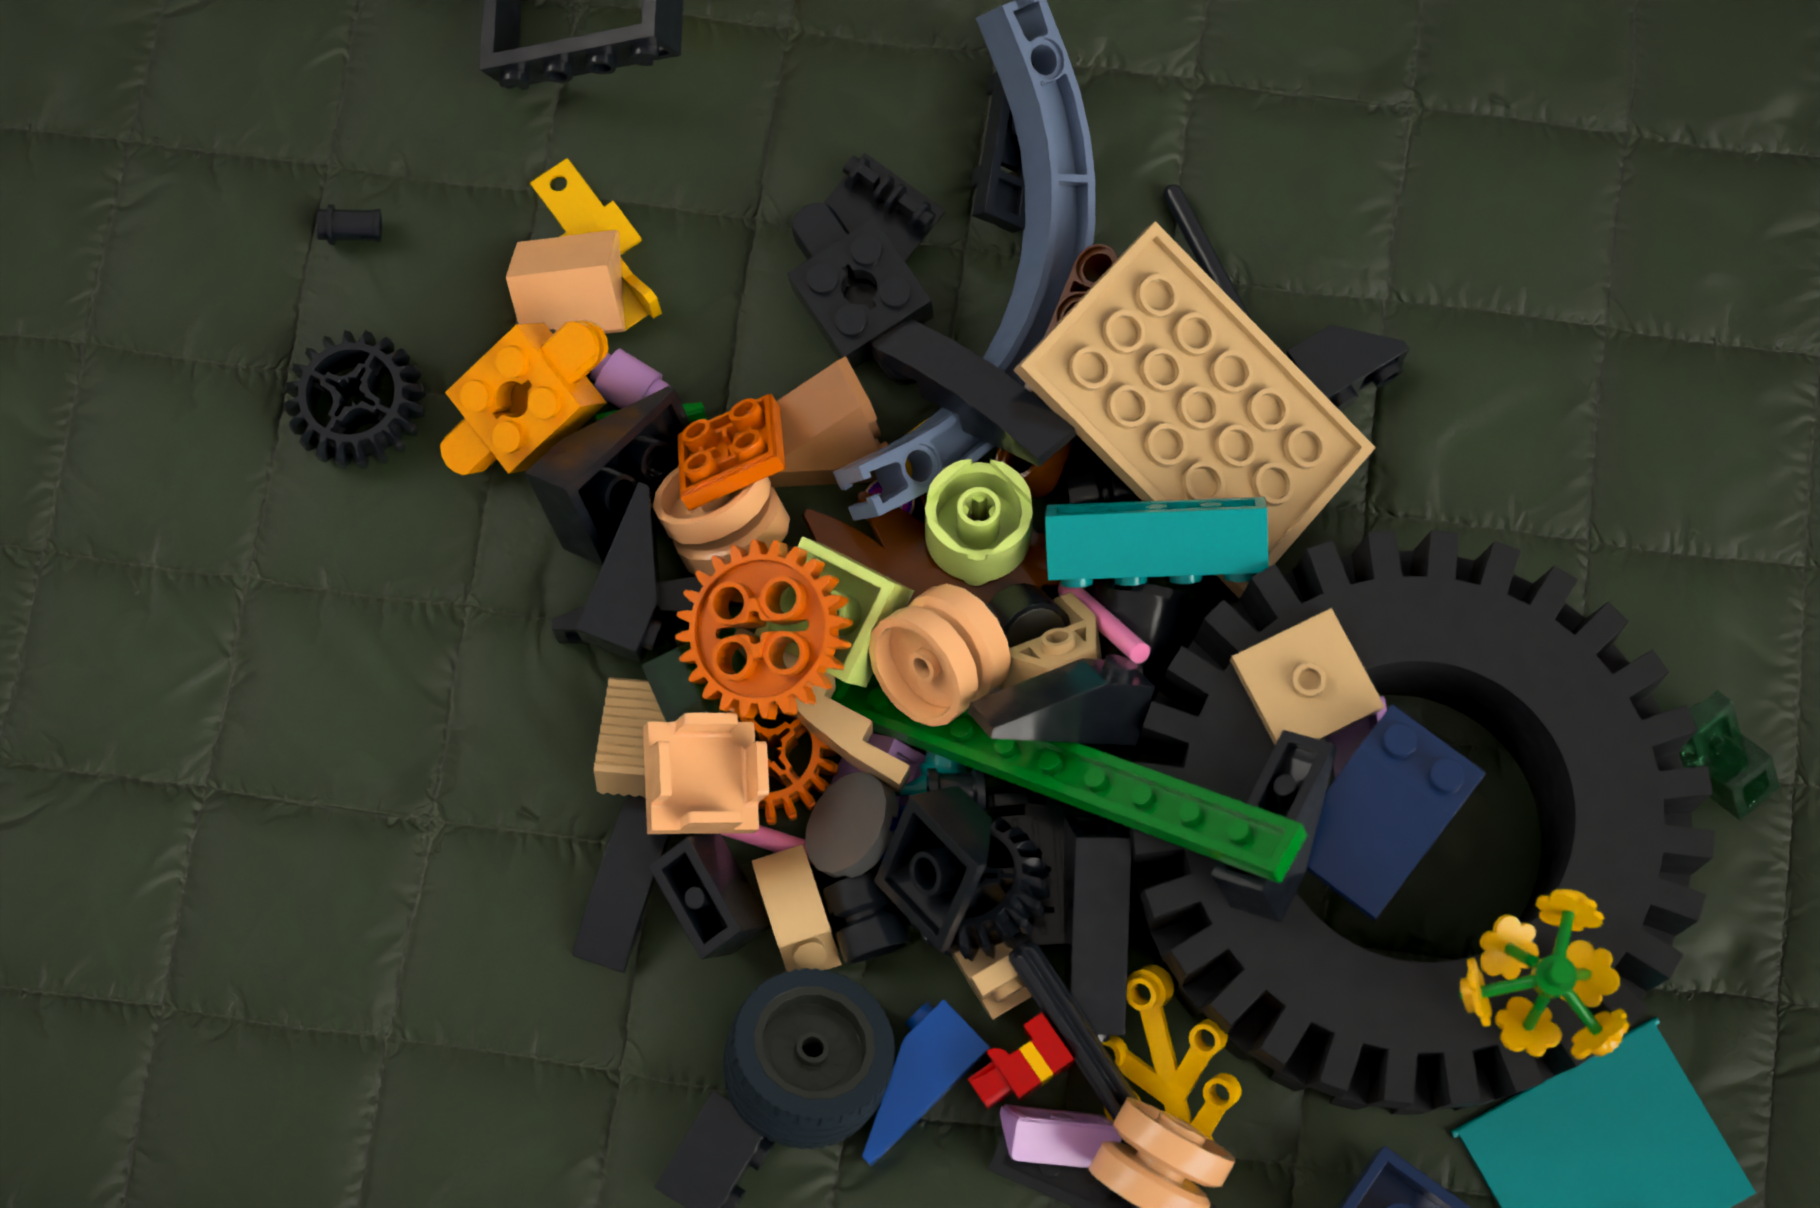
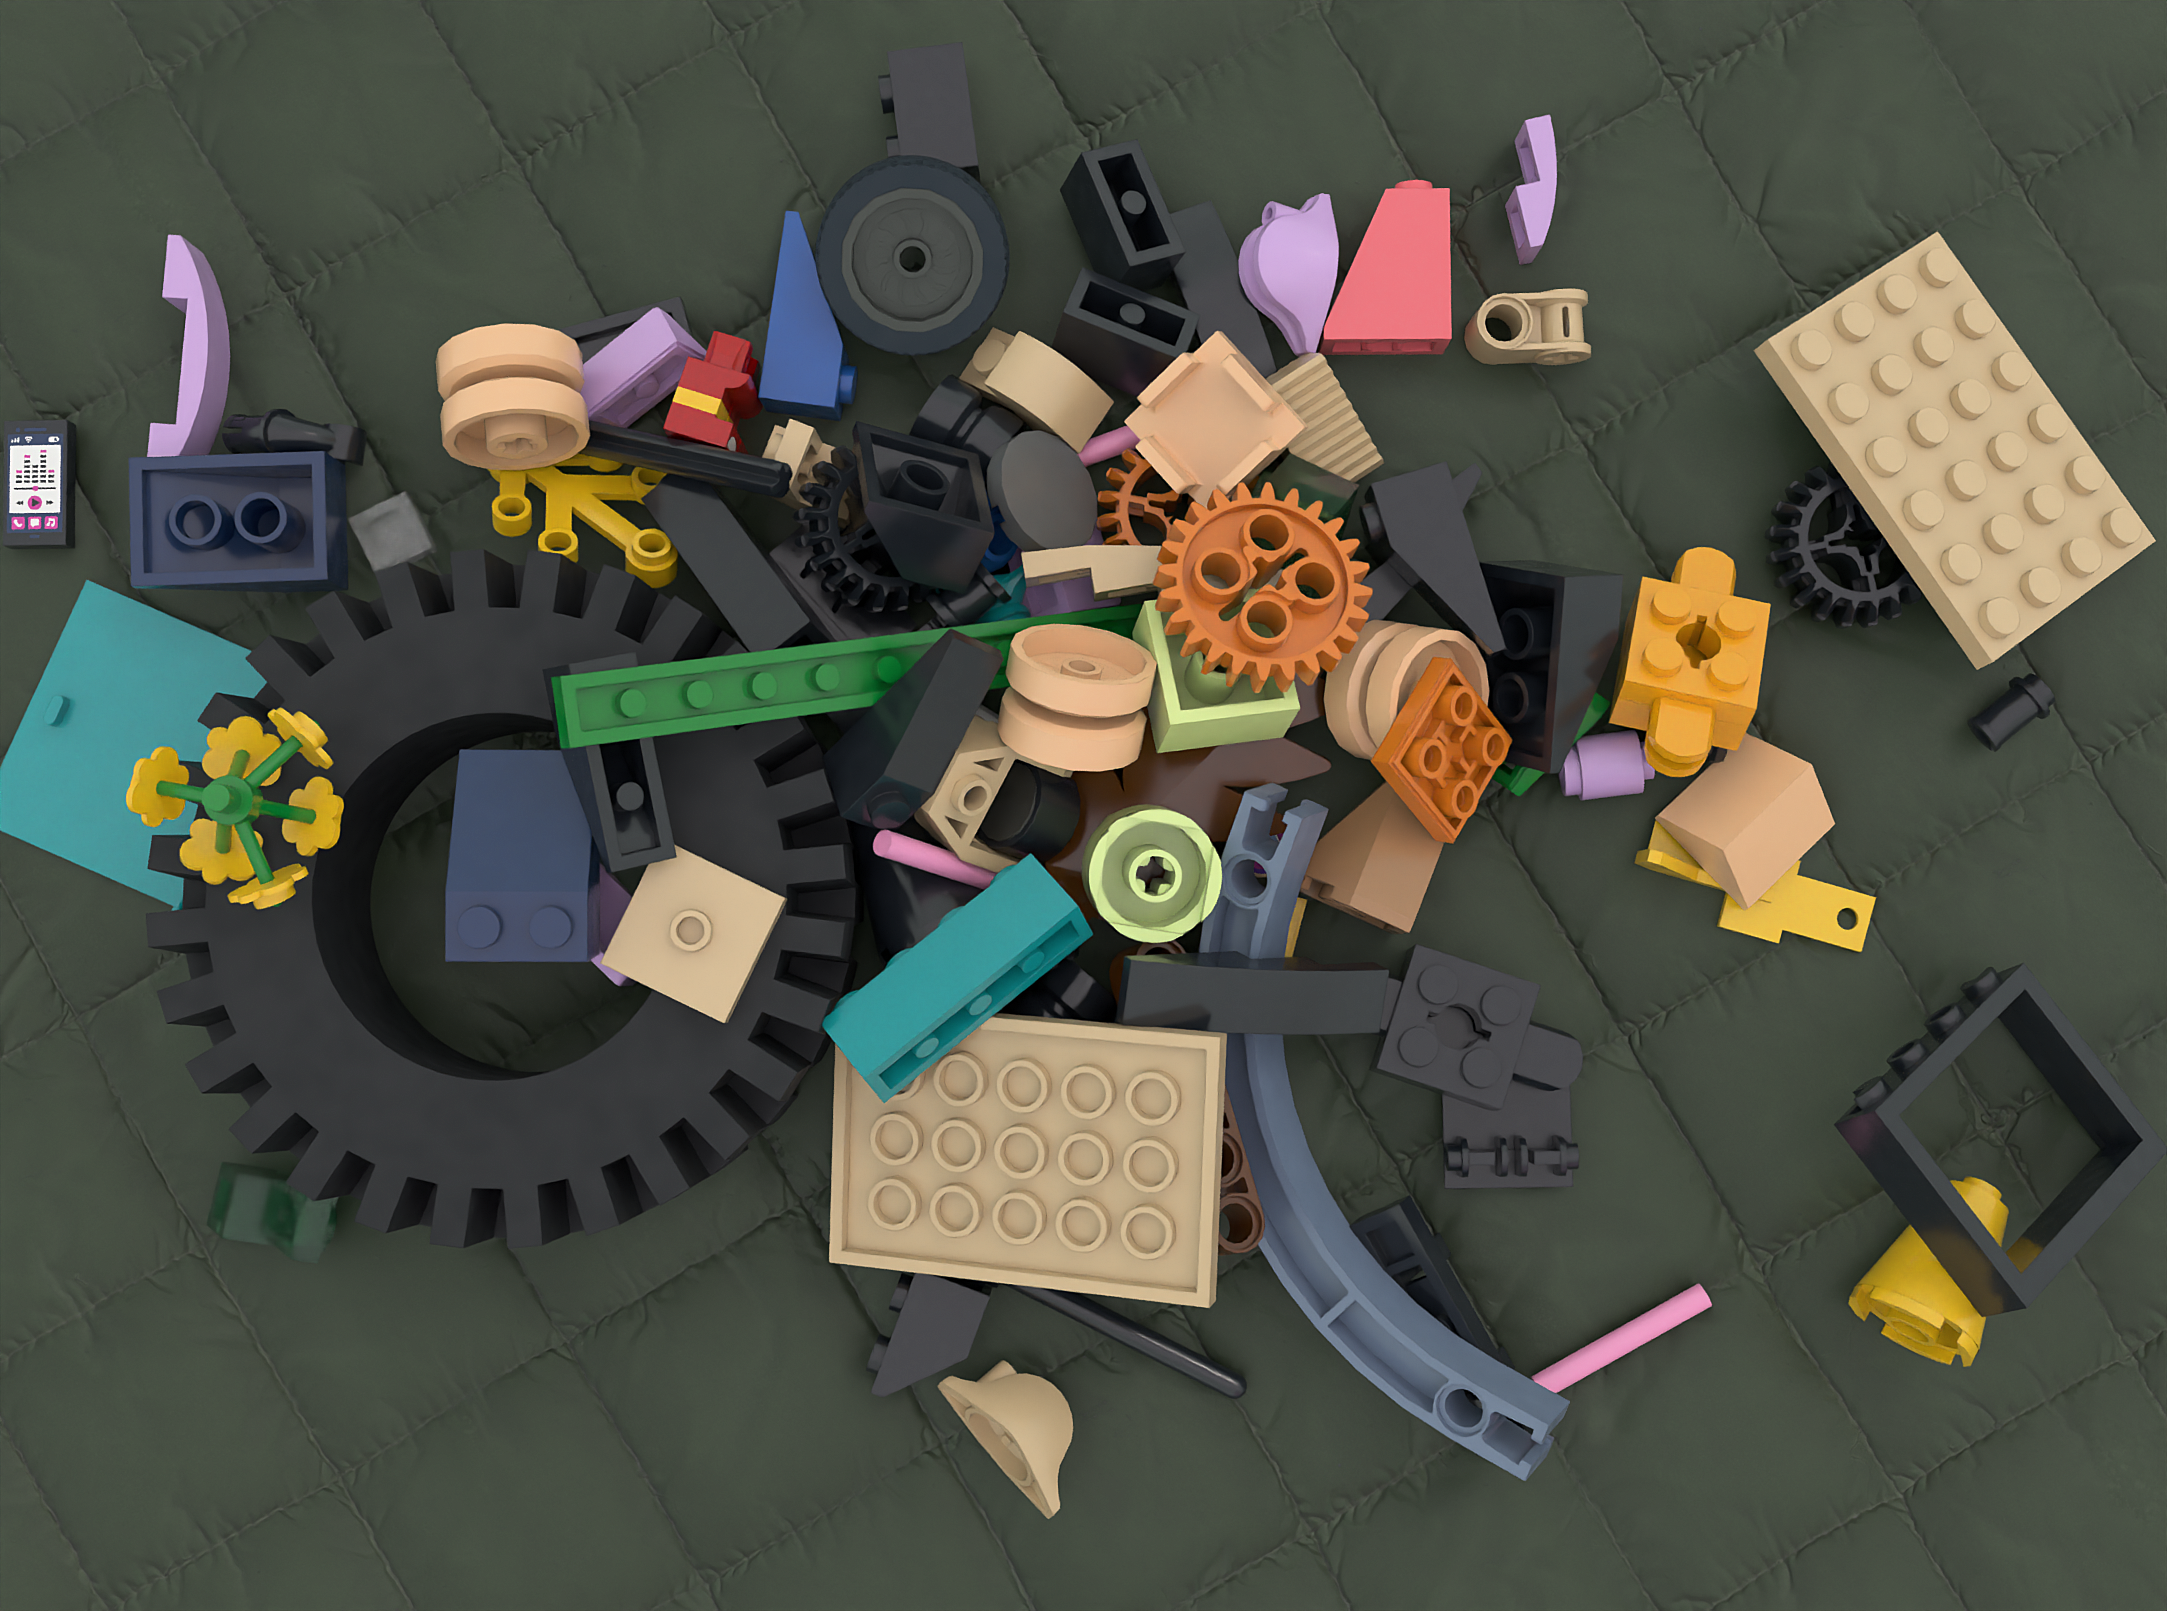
camera: 140 degrees right, 10 degrees up
(241, 405) = (1955, 449): none -> tan plate
(369, 772) = (1533, 203): none -> lavender slope
(432, 690) = (1542, 326): none -> tan piece
(496, 797) = (1399, 280): none -> coral slope
(558, 852) = (1292, 269): none -> lavender hat
(645, 978) = (1122, 216): none -> black brick
(910, 44) = (1624, 1339): none -> bright pink bar
(1315, 1165) = (393, 533): none -> clear tile
(1327, 264) = (1021, 1426): none -> tan hat

